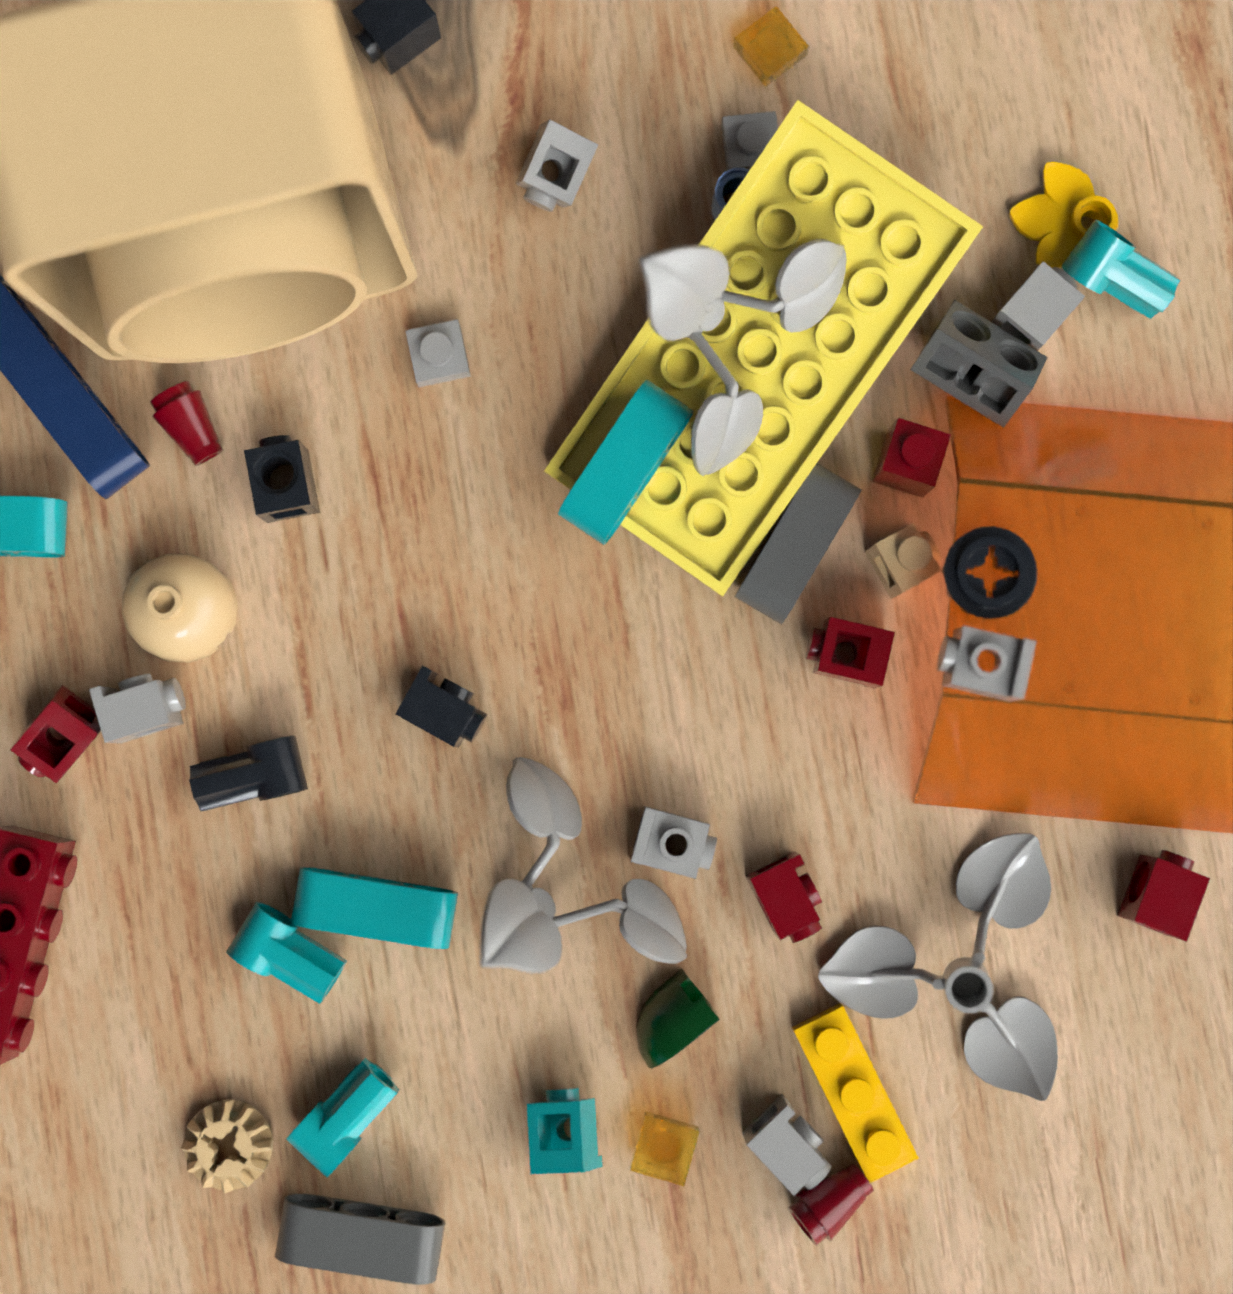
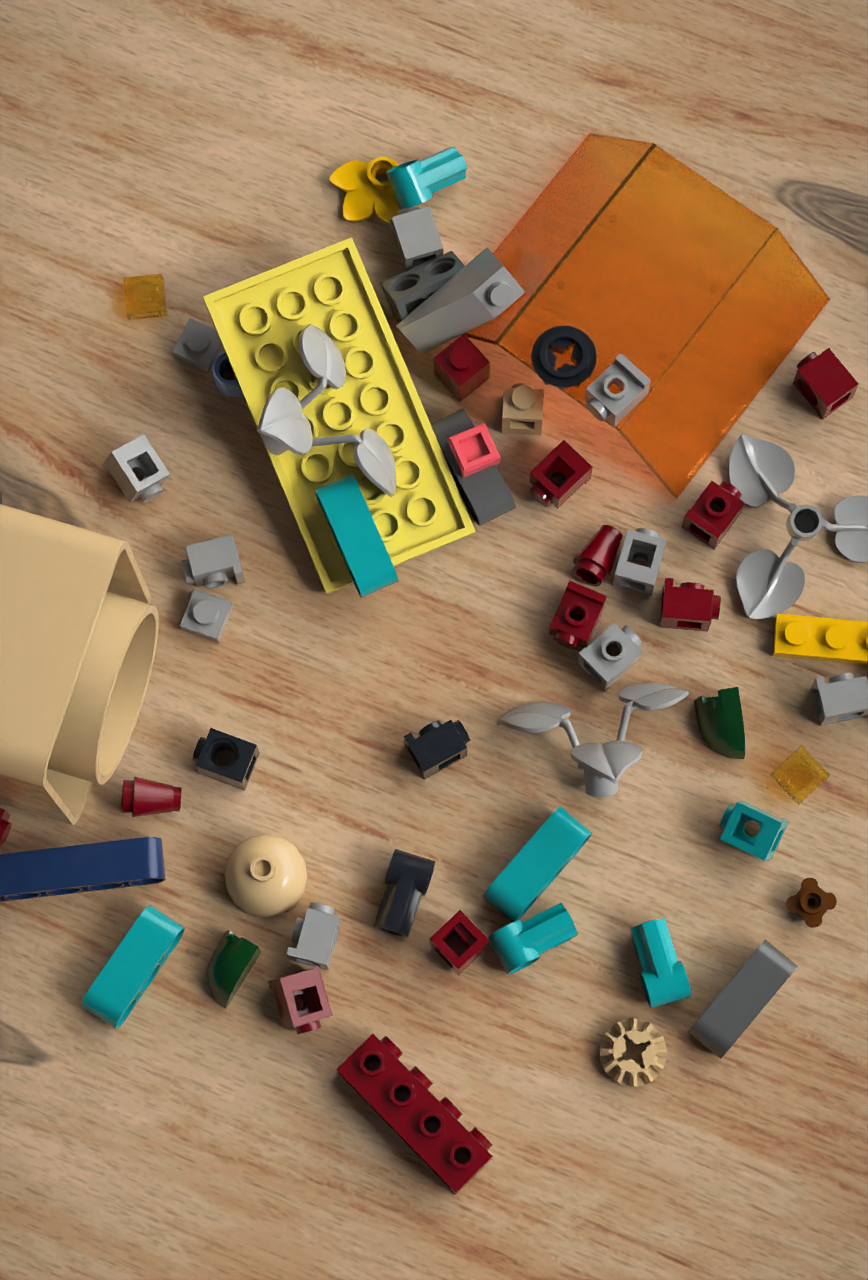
camera: 55 degrees left, 10 degrees down
(56, 632) = (230, 966): none -> dark green brick
(220, 876) = (458, 942): none -> dark red brick
(500, 322) = (213, 563): none -> light grey brick
(533, 1237) = (799, 902): none -> reddish brown plate
(715, 770) = (585, 601): none -> dark red brick
(782, 755) = (597, 557): none -> dark red cone
(787, 822) = (635, 577): none -> light grey brick
(815, 534) = (474, 450): none -> coral tile
(900, 854) = (710, 525): none -> dark red brick
(987, 410) = (462, 304): none -> light grey slope

